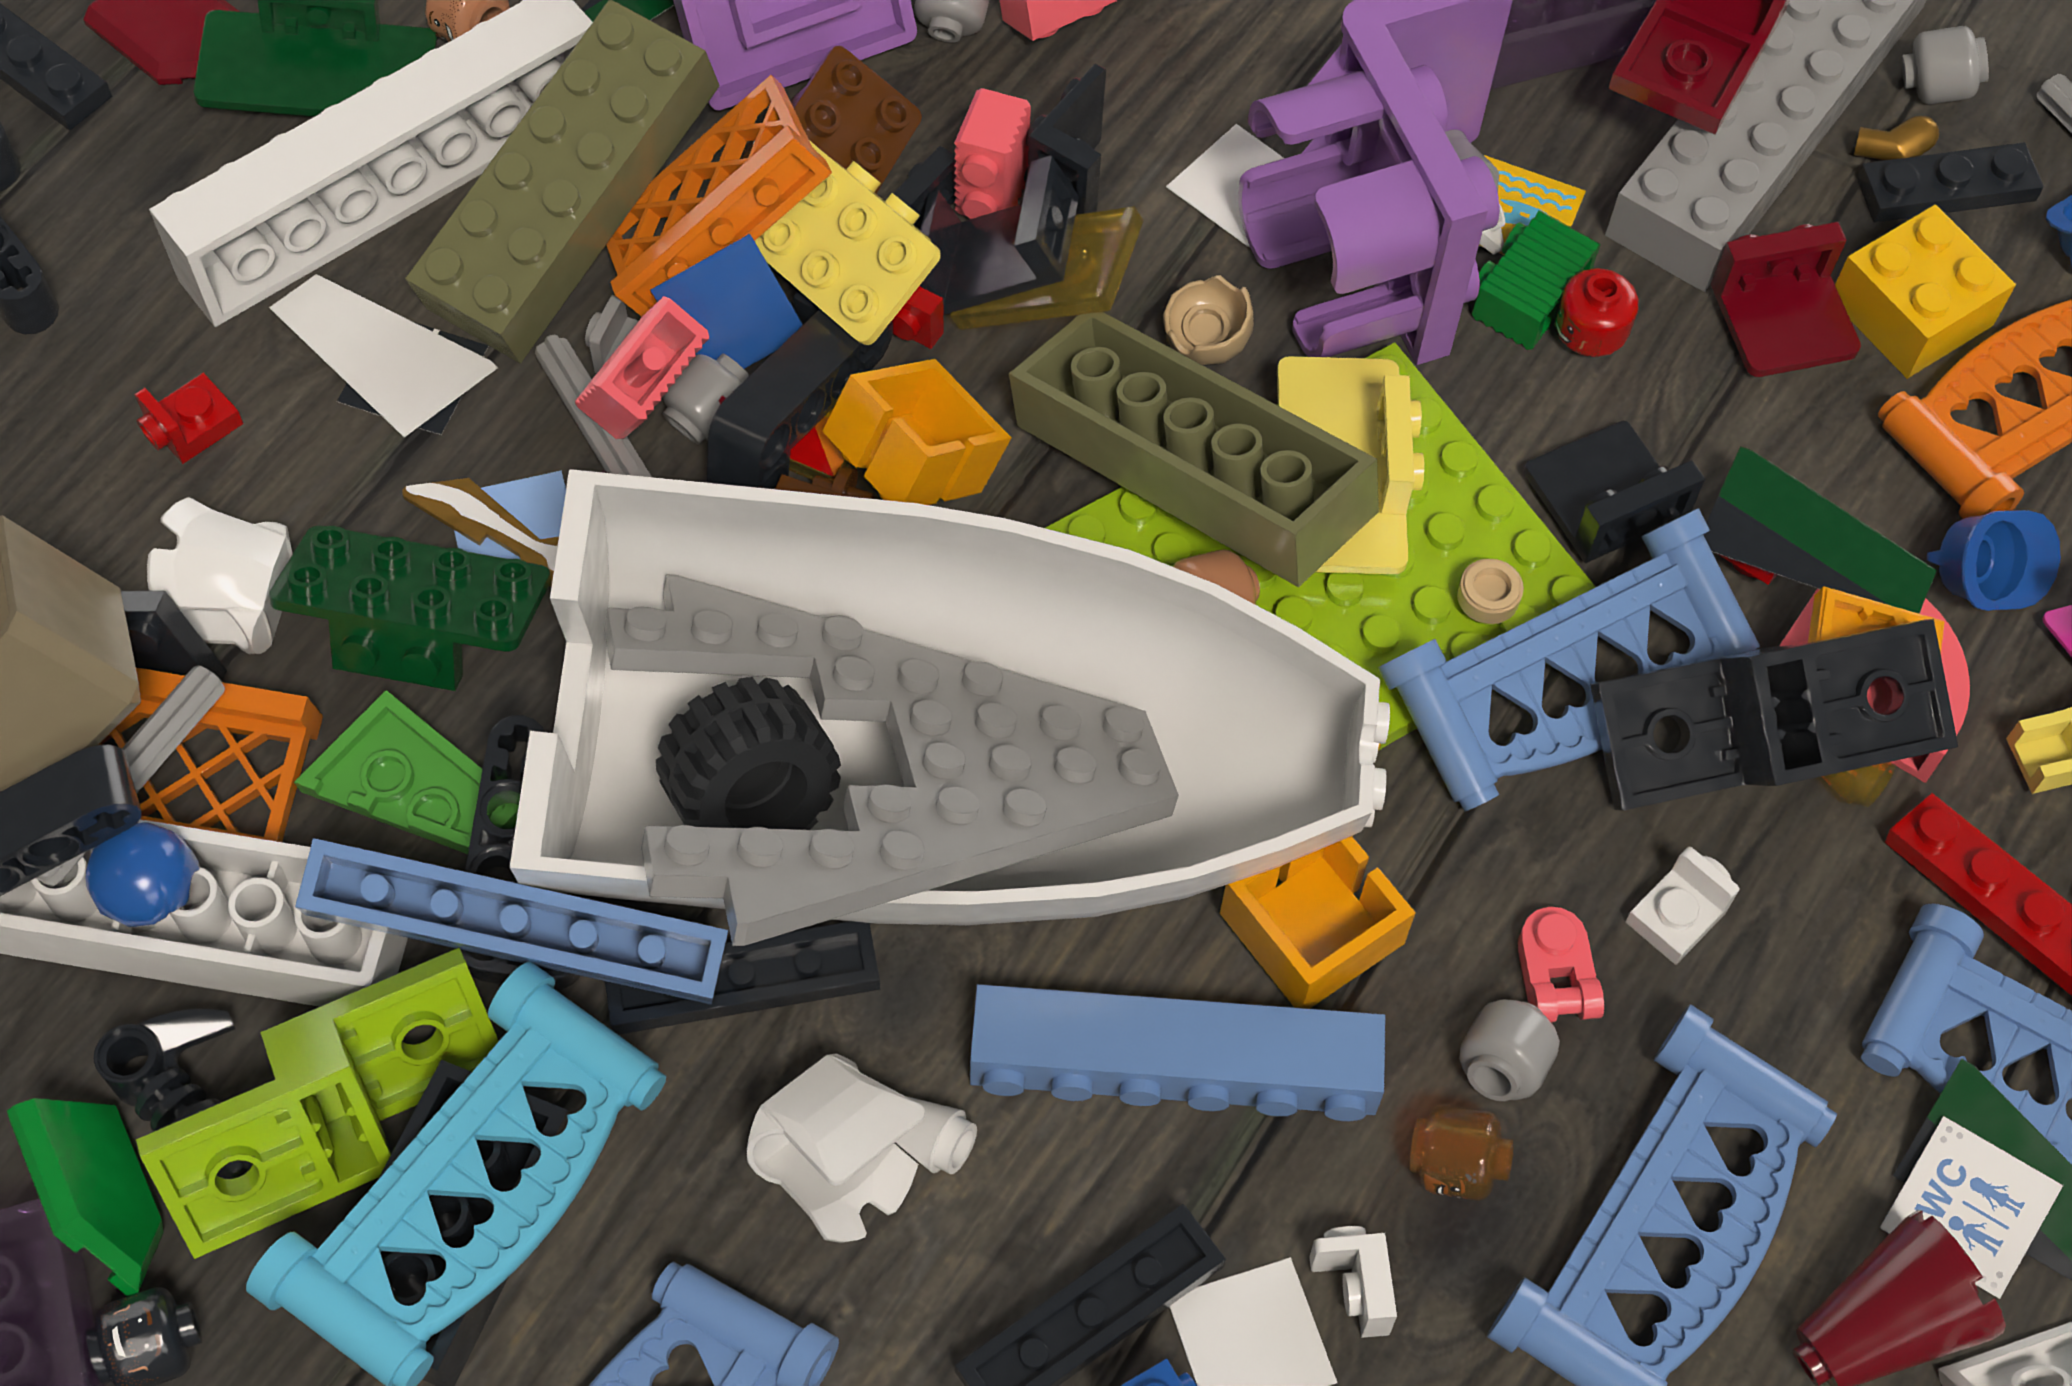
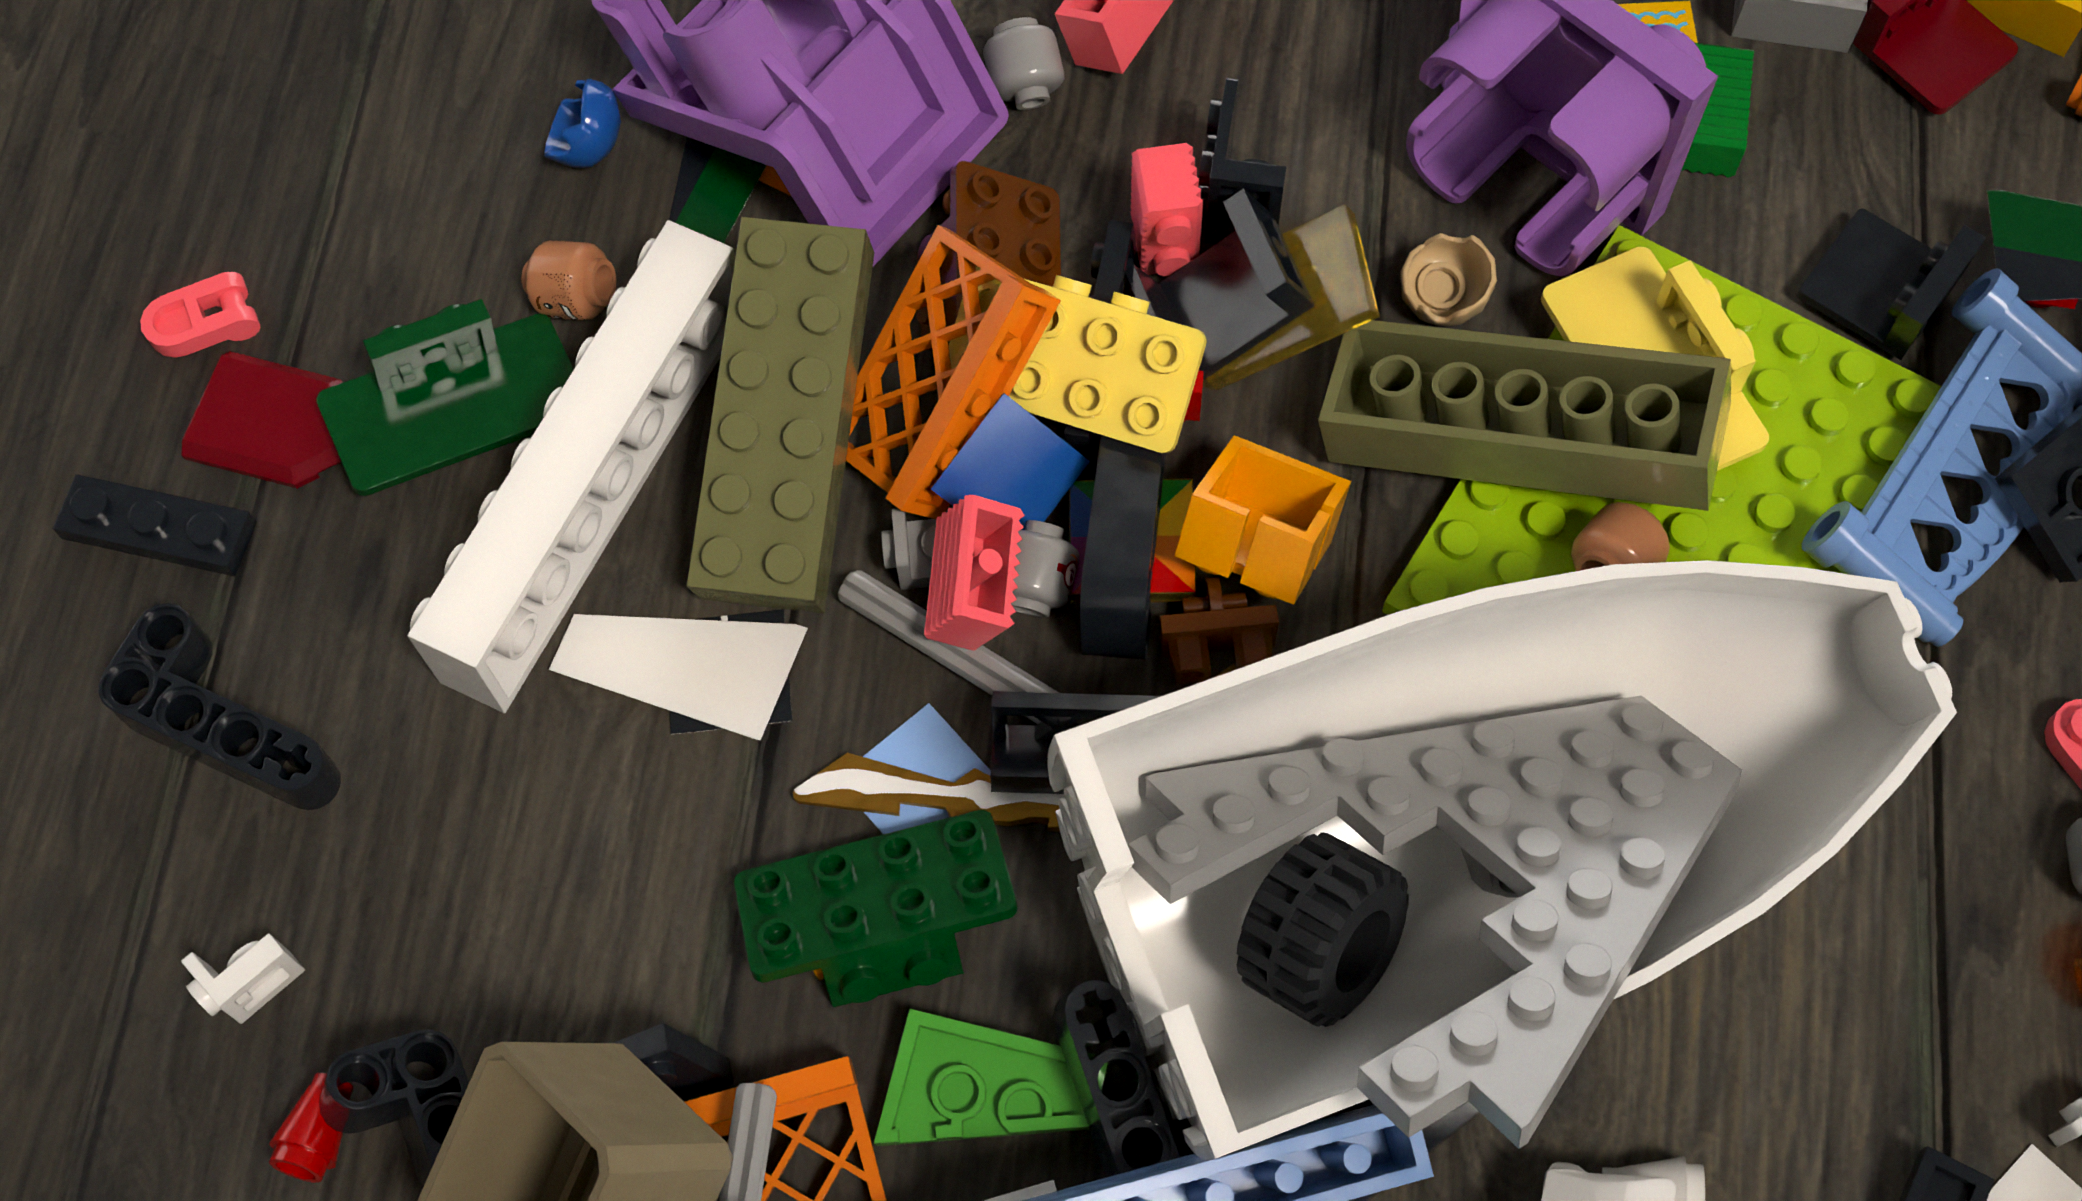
camera: 20 degrees left, 5 degrees up
(187, 418) = (540, 820): red bracket -> none
(222, 574) = (687, 968): white piece -> none
(1178, 1052) = (1833, 1002): medium blue brick -> none
(1214, 178) = (1372, 129): white sticker -> none
(1312, 926) = (1913, 833): light orange piece -> none
(1490, 591) = (1851, 429): tan tile -> none
(1596, 312) = (1784, 116): red head -> none

